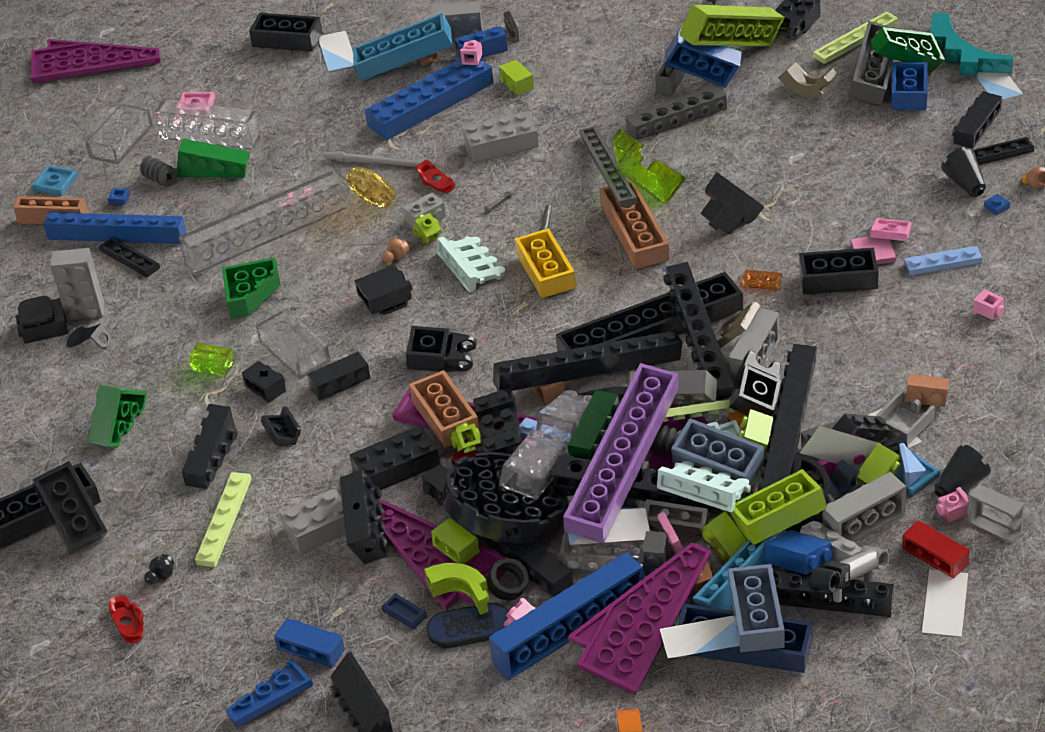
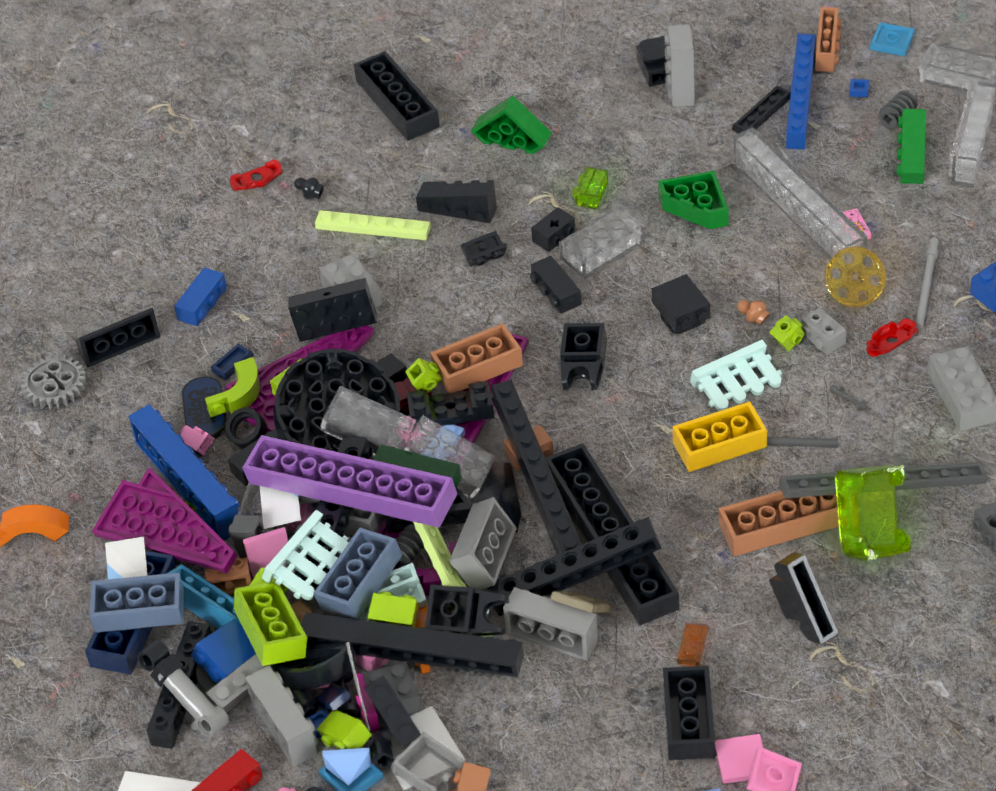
camera: 90 degrees right, 5 degrees up
(69, 507) = (373, 108): black brick -> none
(82, 334) = (636, 95): black piece -> none
(267, 695) = (150, 279): blue wing -> none
(397, 457) = (420, 328): black brick -> none

